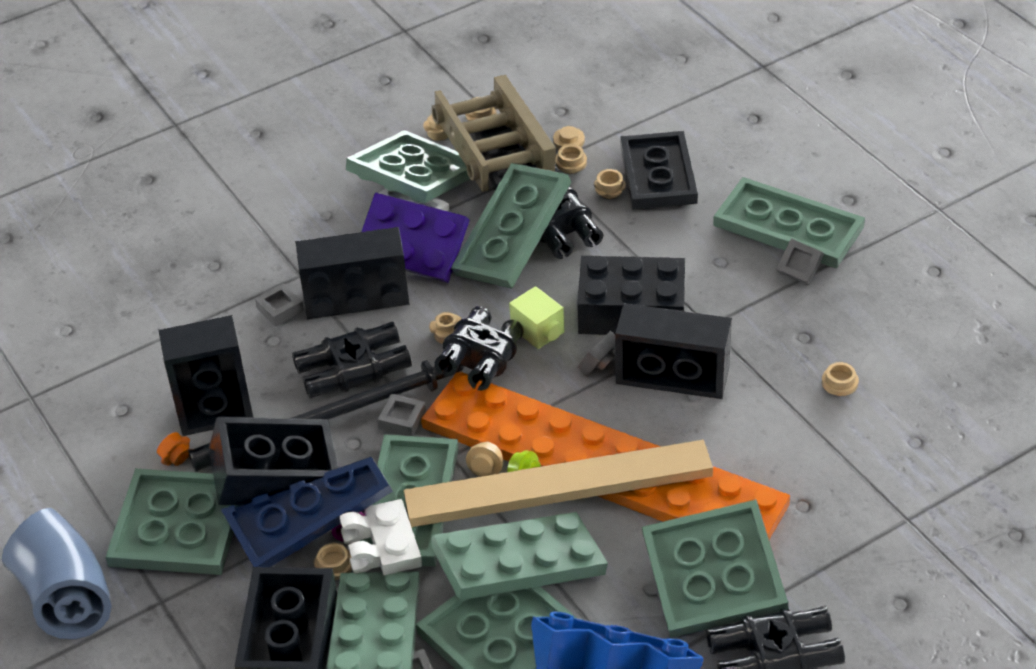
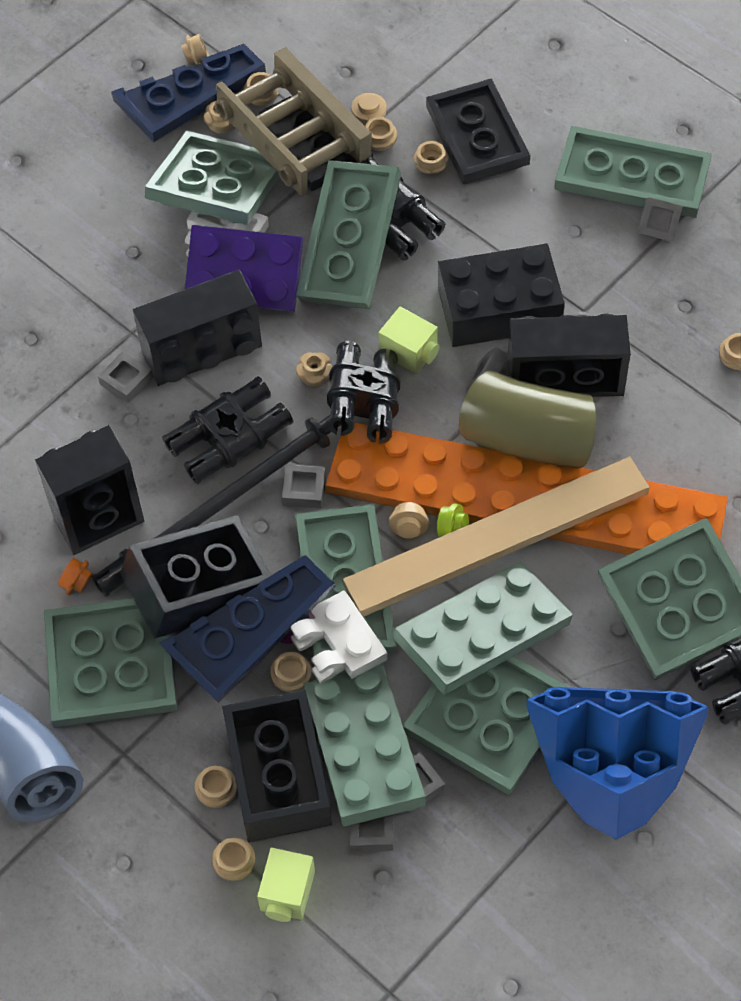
camera: 15 degrees left, 15 degrees up
(225, 641) = (215, 786): none -> tan plate
(408, 107) = (177, 98): none -> dark blue wing
(435, 74) = (194, 49): none -> tan plate
(616, 393) = (529, 420): none -> olive brick

